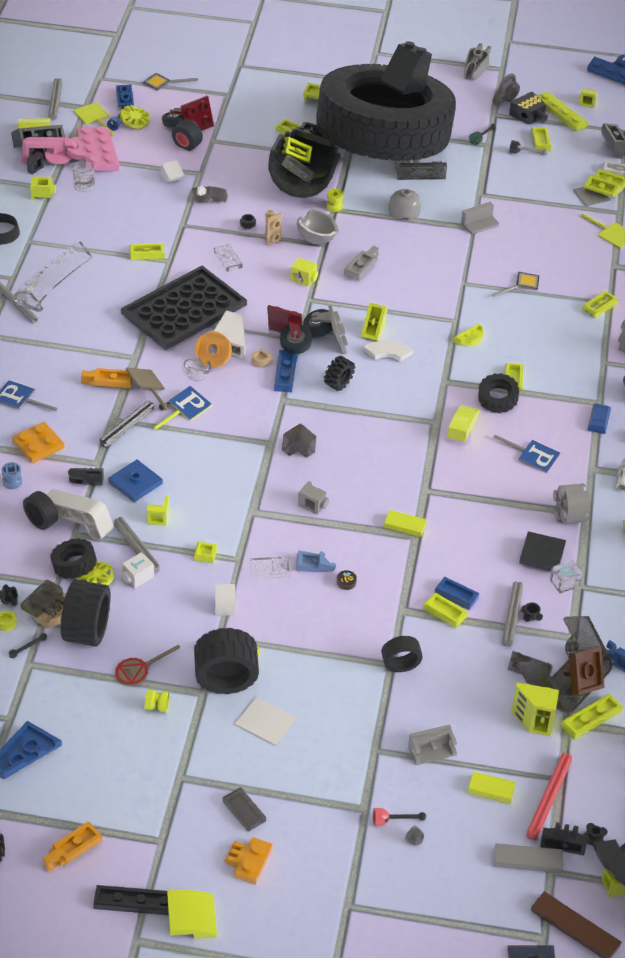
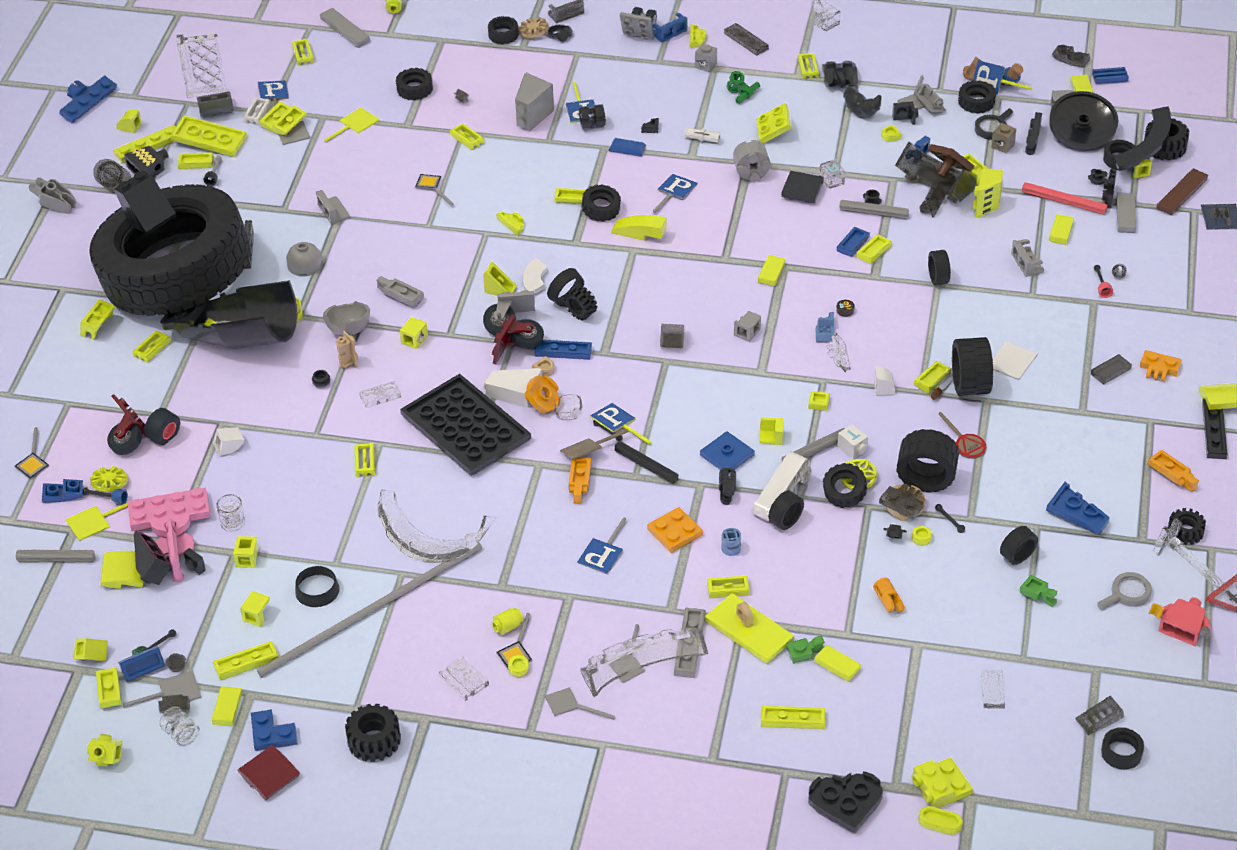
camera: 85 degrees left, 0 degrees up
(157, 700) = (1008, 422): neon yellow wheel -> none
(204, 193) = (270, 409): clear smoke slope -> none
(365, 359) = (560, 281): none -> black tyre
(573, 142) = (208, 136): none -> neon yellow tile

